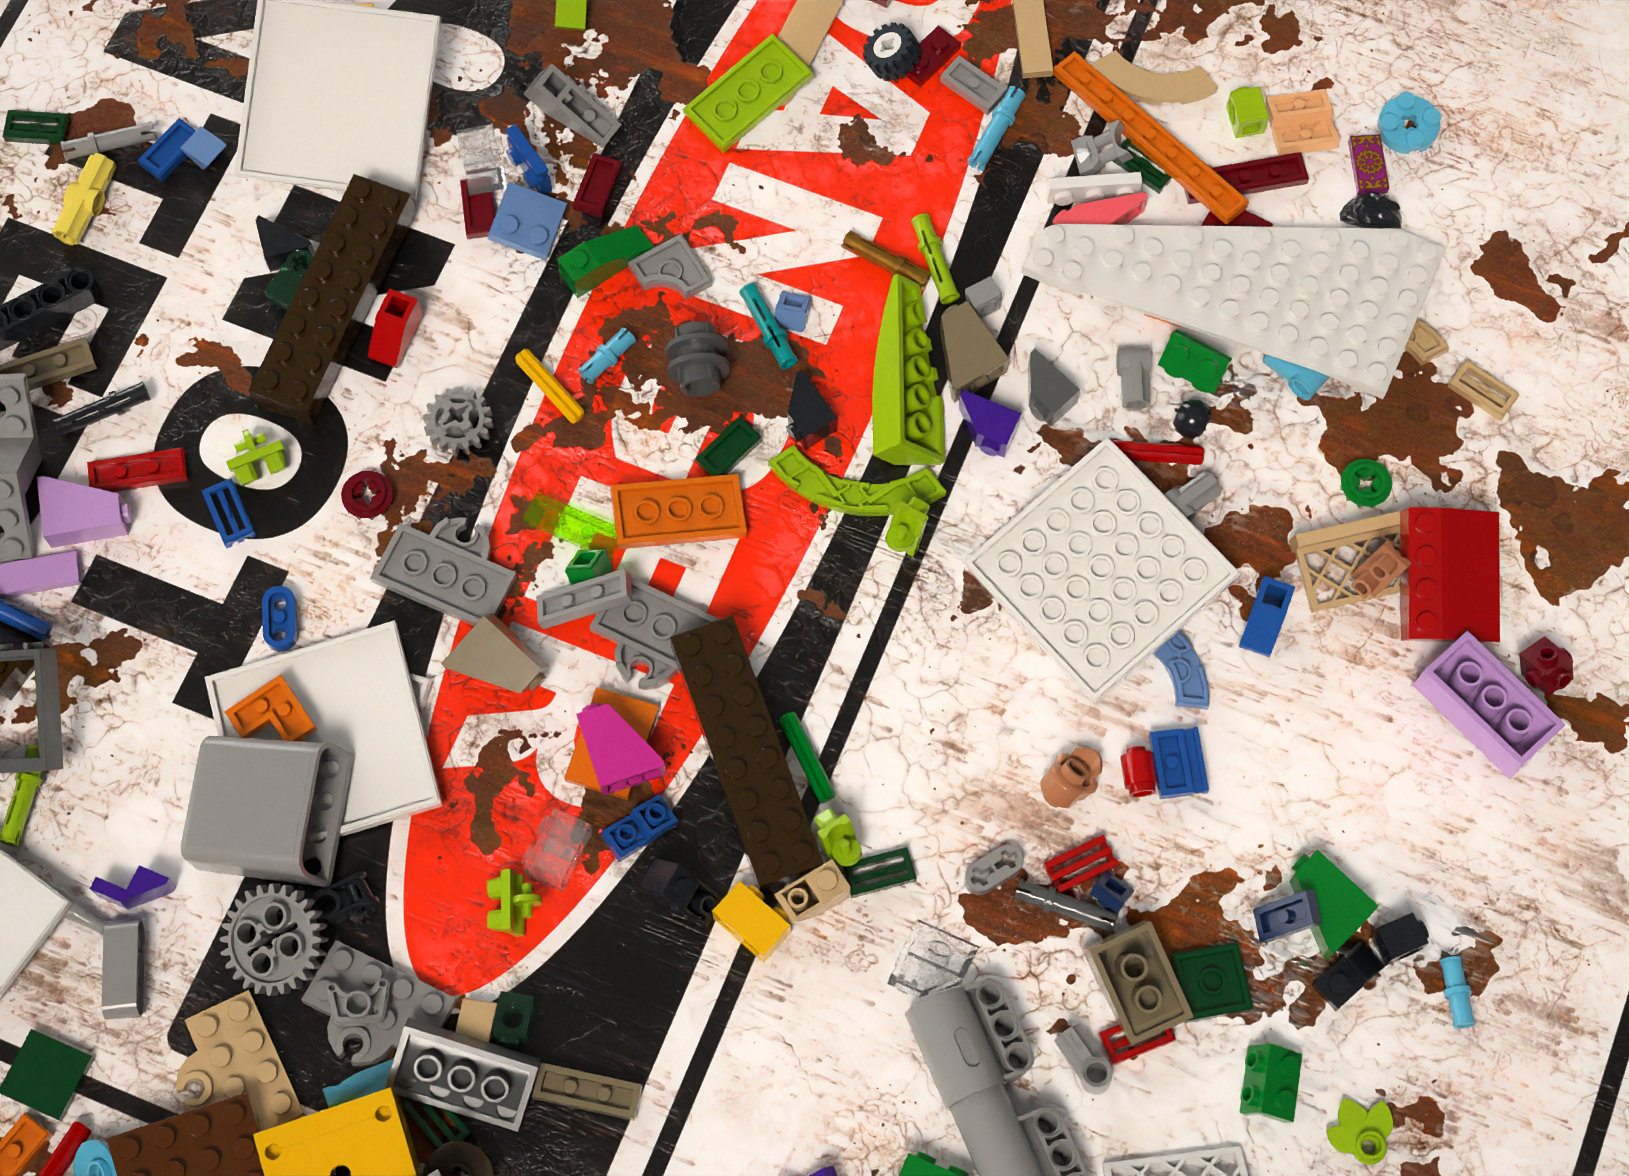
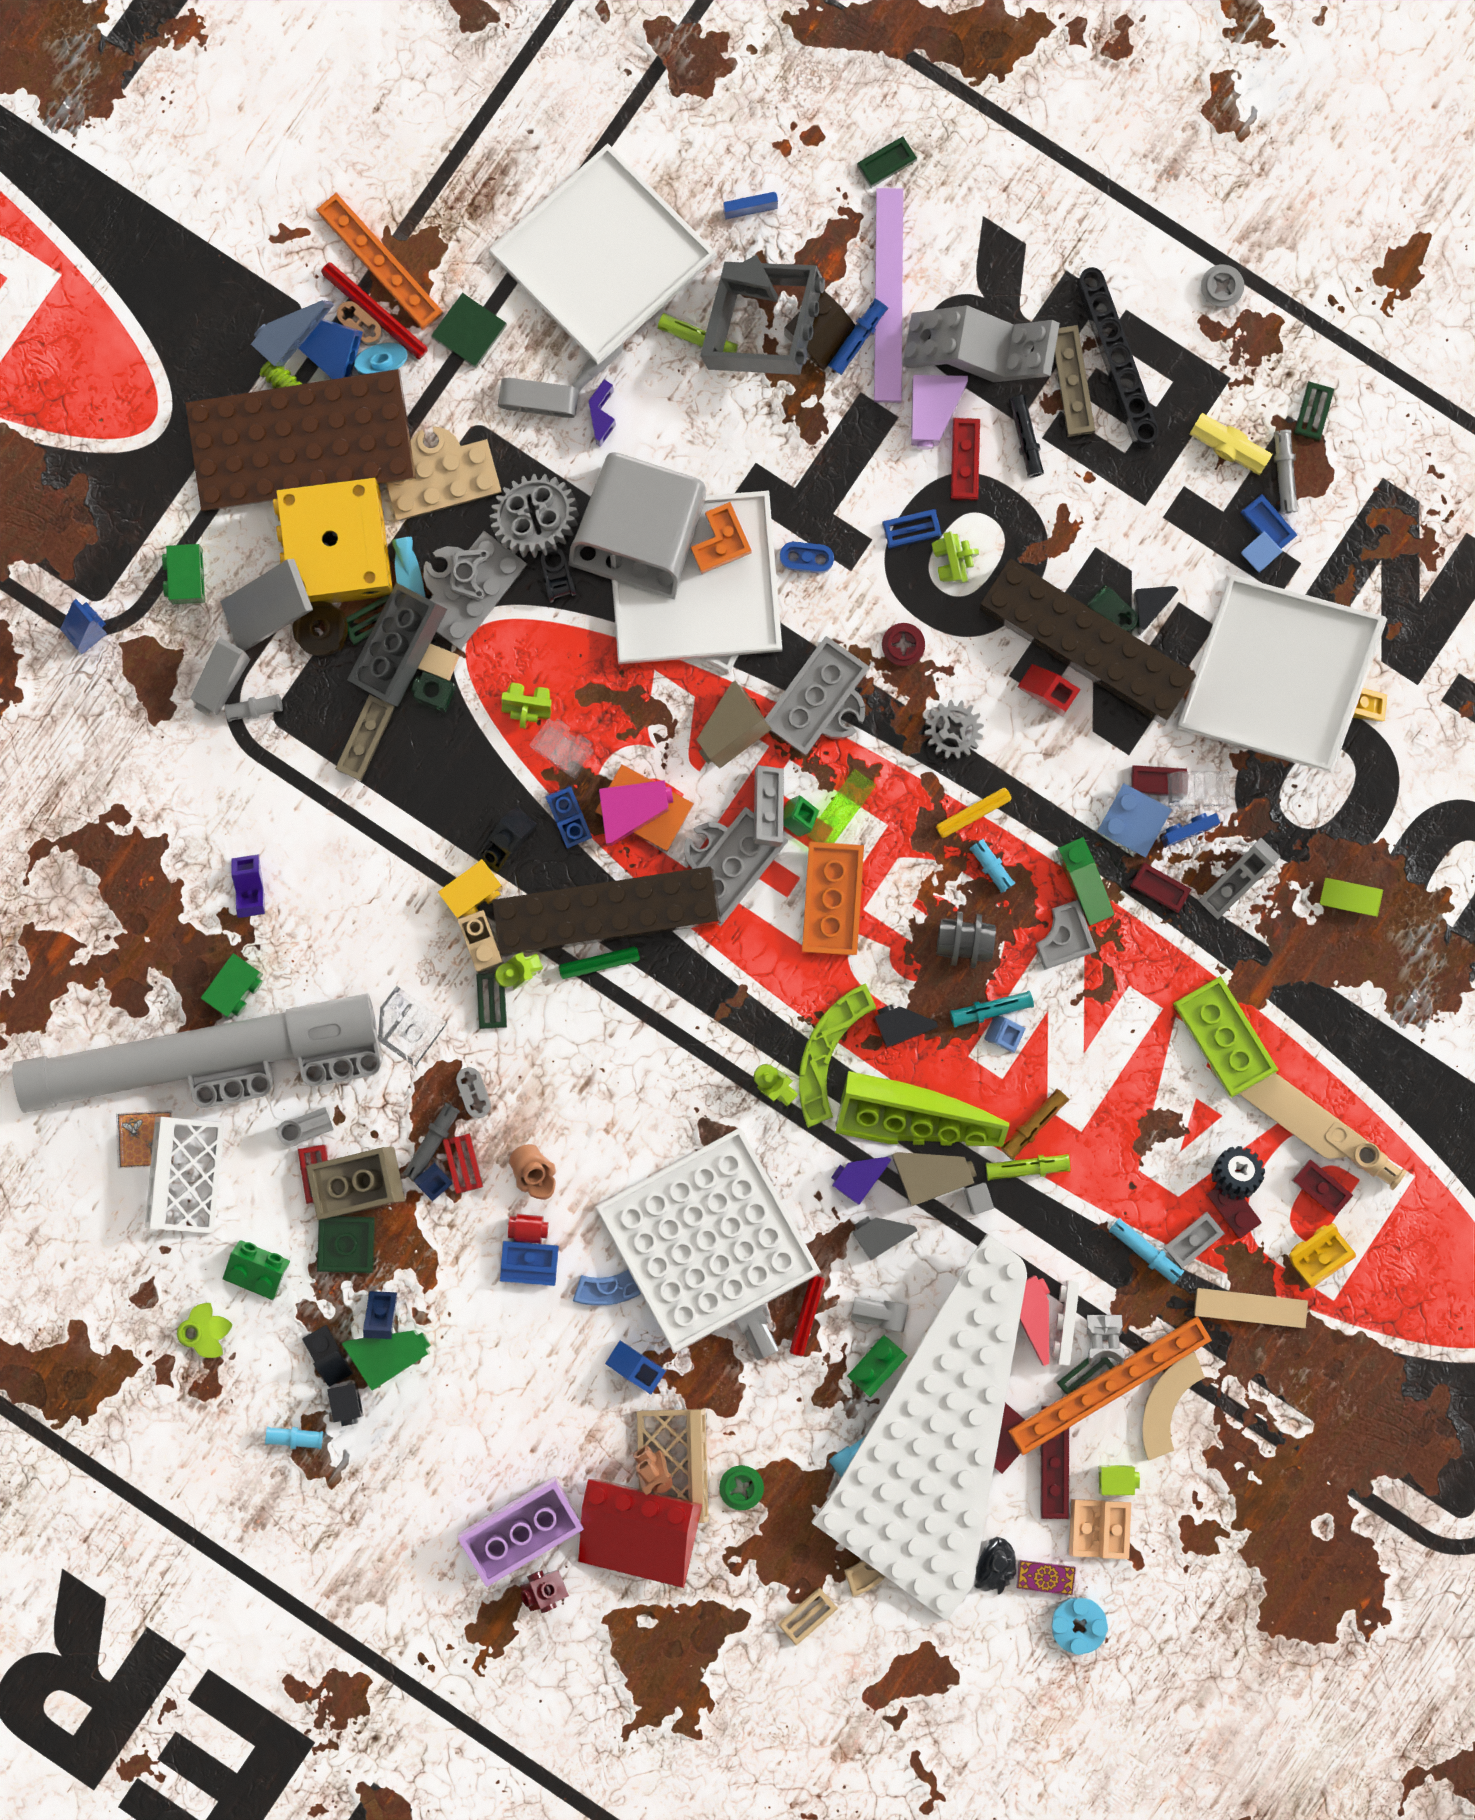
camera: 100 degrees right, 15 degrees up
(728, 448) = (885, 952): dark green tile -> none
(1192, 418) = (829, 1352): black piece -> none

